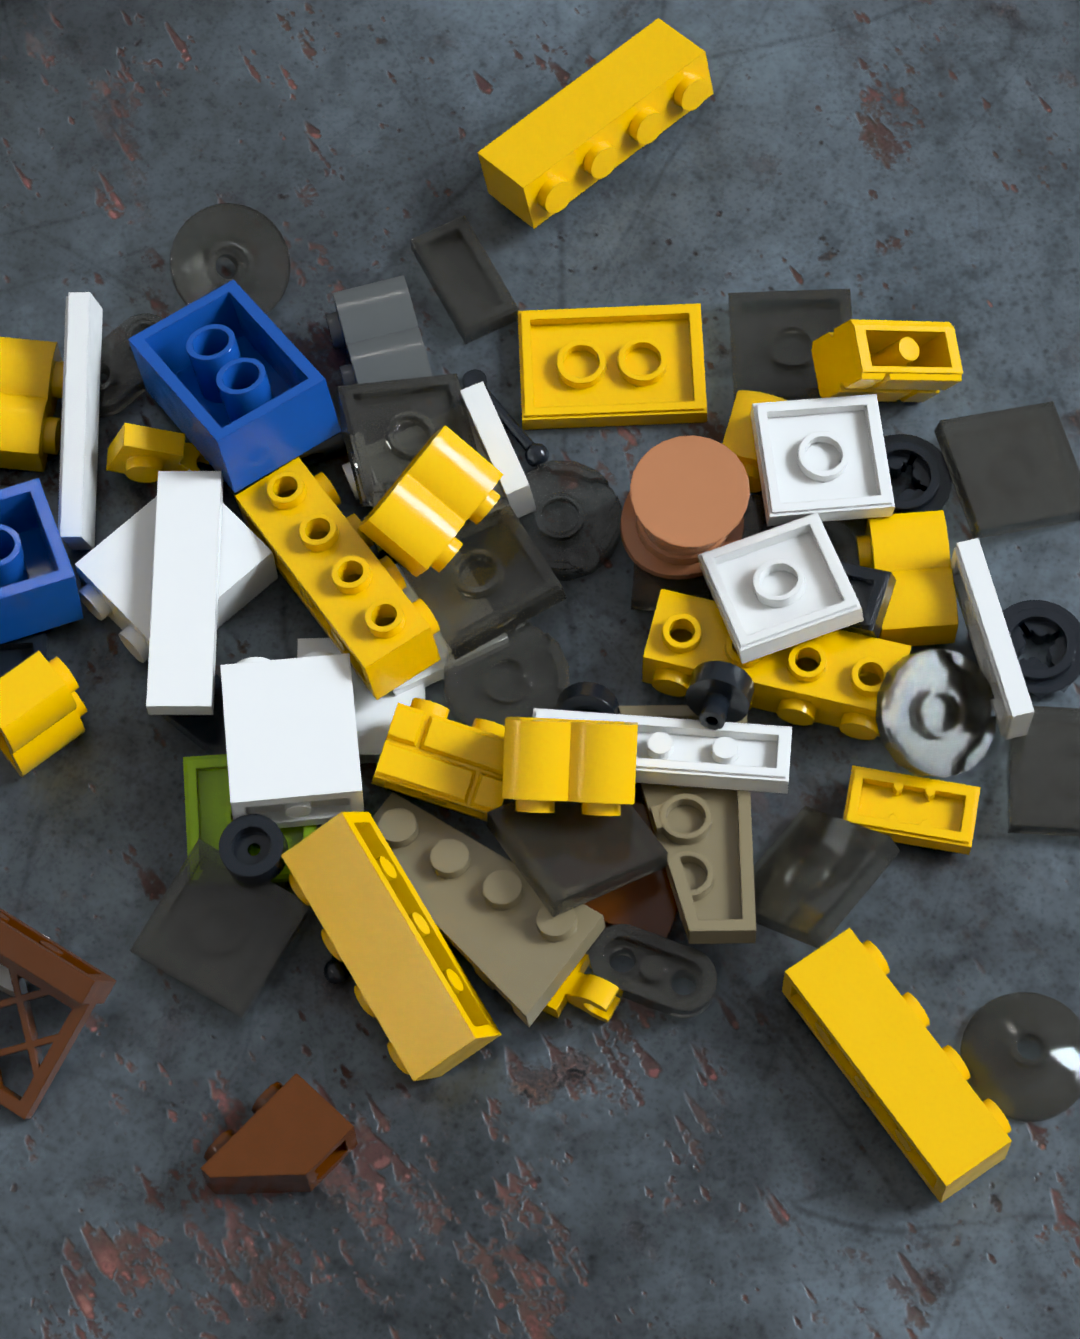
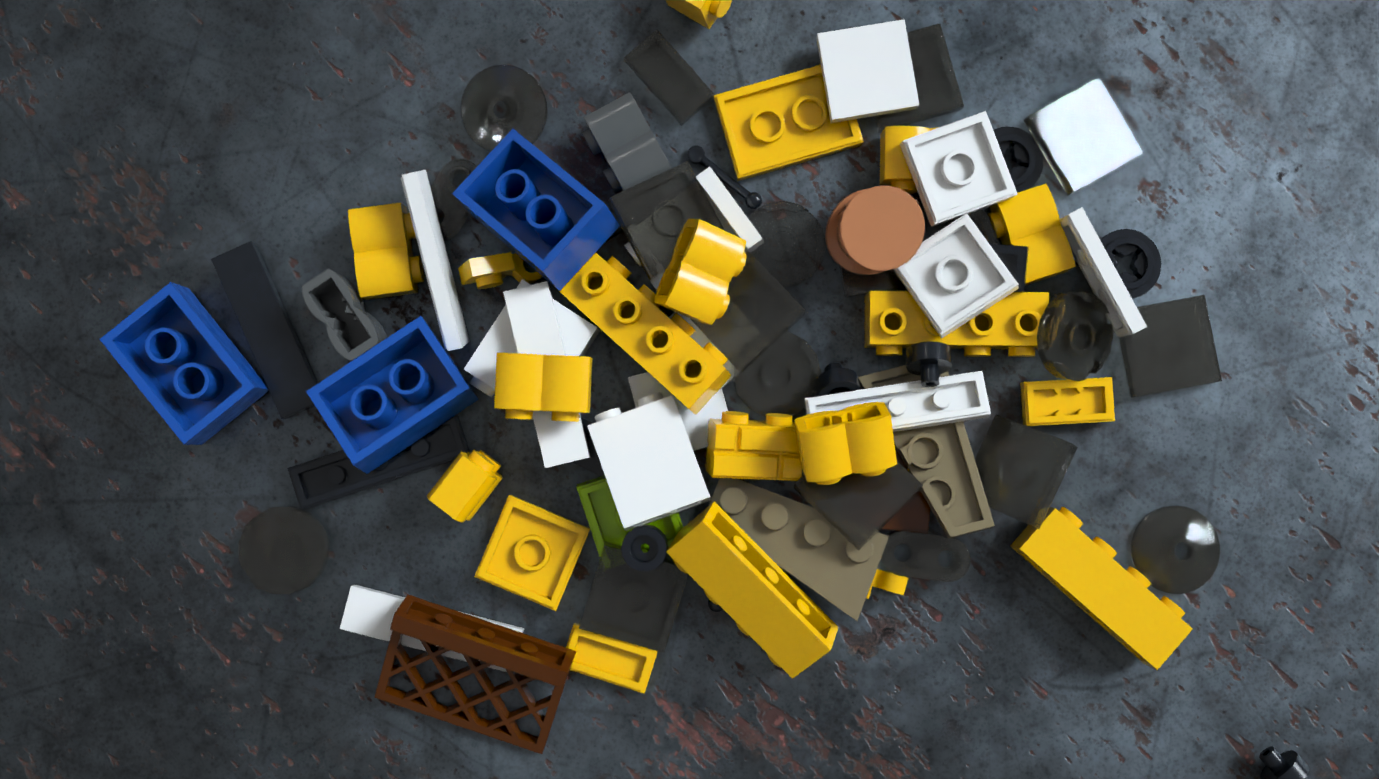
camera: 15 degrees left, 20 degrees up
(96, 842) = (532, 552): none -> yellow tile
(164, 1012) = (611, 659): none -> yellow tile
(175, 588) = (543, 384): none -> yellow brick
(283, 1146) = (718, 735): reddish brown slope -> none
(733, 321) = (867, 71): none -> white tile
(887, 359) = (985, 82): yellow brick -> none

